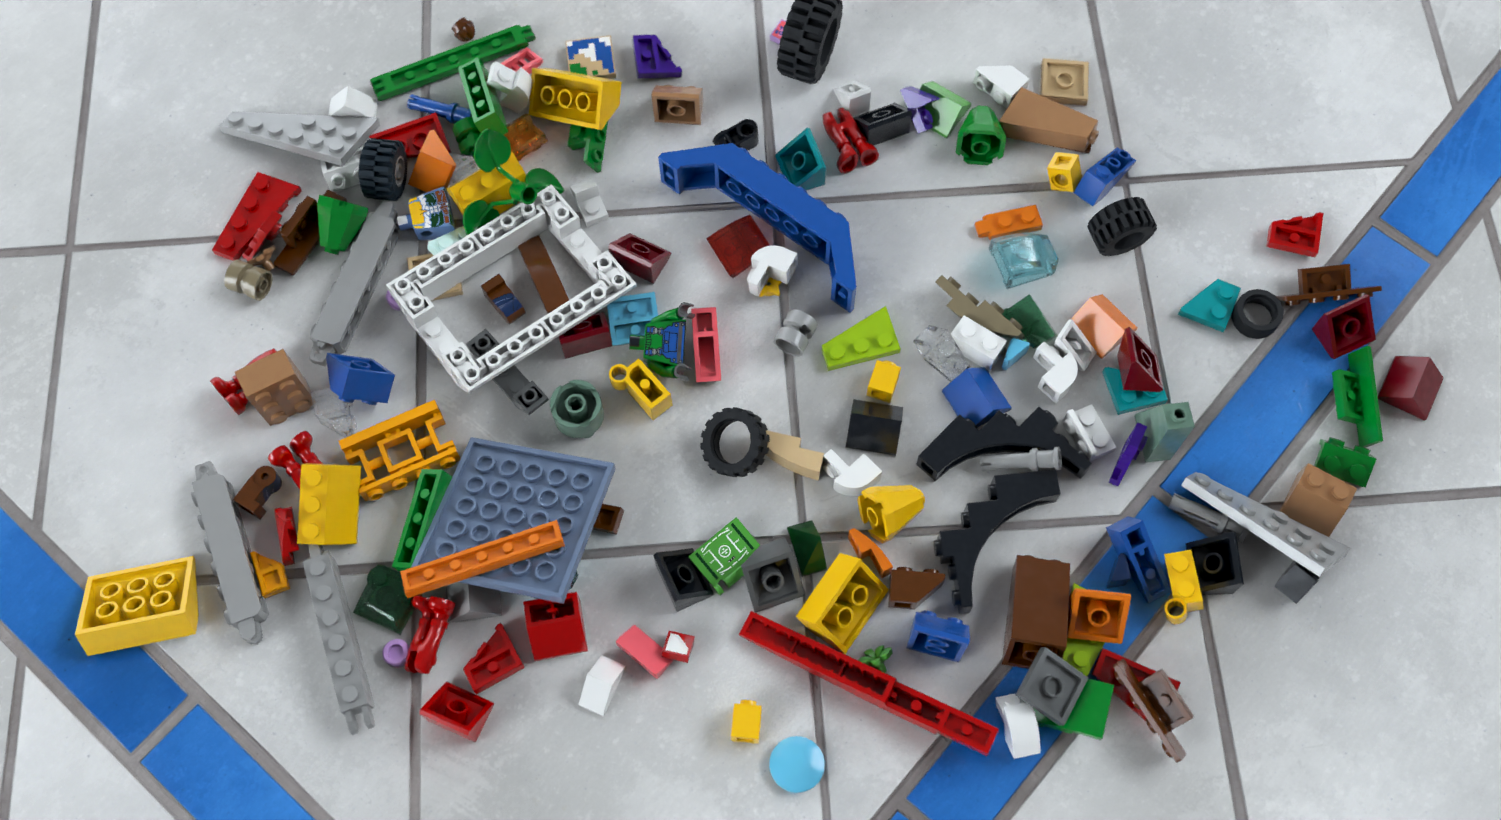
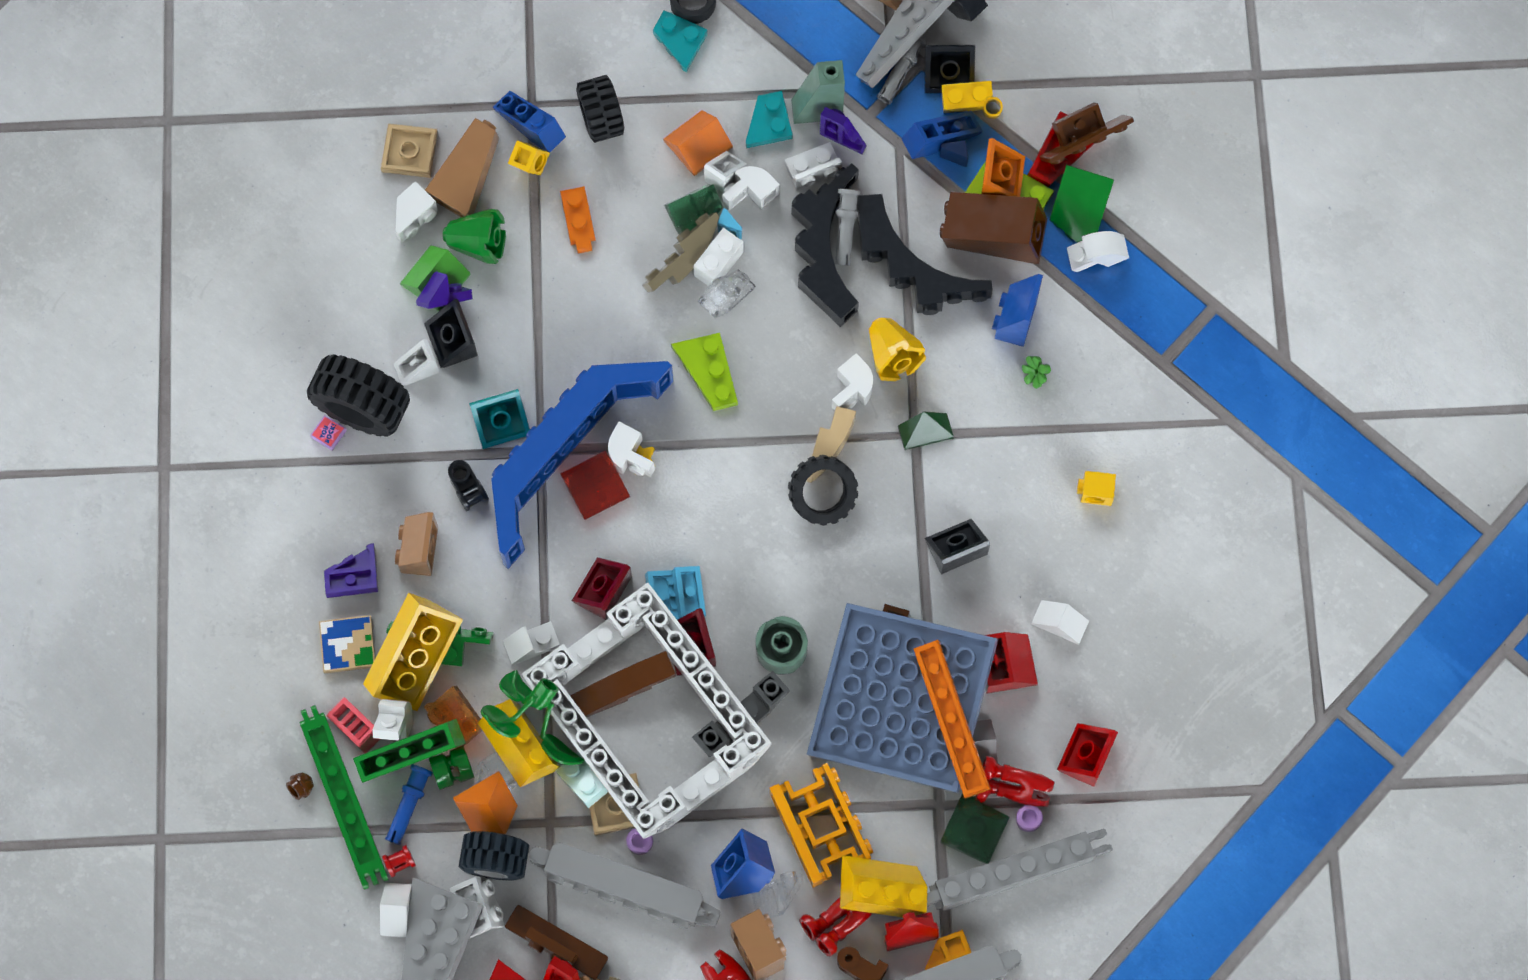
camera: 90 degrees left, 5 degrees up
(338, 223) = (552, 903): green cone -> none
(392, 105) = (398, 861): none -> red bush
(414, 134) = (443, 835): red wing -> none
(424, 505) = (900, 792): green brick -> none
(429, 215) = (545, 809): torso -> none
(493, 661) = (1038, 722): red wing -> none
(502, 299) = (651, 727): reddish brown leg -> none
(642, 387) = (760, 579): yellow hinge -> none
(643, 651) = (1028, 581): coral slope -> none
(665, 342) = (711, 557): torso -> none
(678, 646) = (1024, 550): red tile -> none
(706, 345) = (708, 520): coral slope -> none
(724, 554) = (934, 503): bright green piece -> none
(772, 575) = (955, 459): dark grey slope -> none
(795, 333) = (700, 430): light grey wheel -> none
(797, 764) = (1133, 446): medium azure dish -> none
(842, 602) = (982, 399): yellow slope -> none
(849, 158) = (465, 382): red piece -> none
(866, 547) = (929, 375): orange slope -> none
(869, 684) = (1059, 380): red slope -> none
(874, 427) = (801, 361): black slope -> none
(883, 381) = (755, 349): yellow brick -> none
(912, 588) = (970, 335): reddish brown slope -> none
(975, 396) = (774, 265): blue slope -> none
(1023, 257) = (620, 208): clear light blue slope -> none
(1052, 686) = (1069, 216): dark grey tile -> none
(1138, 364) = (748, 112): dark red slope -> none

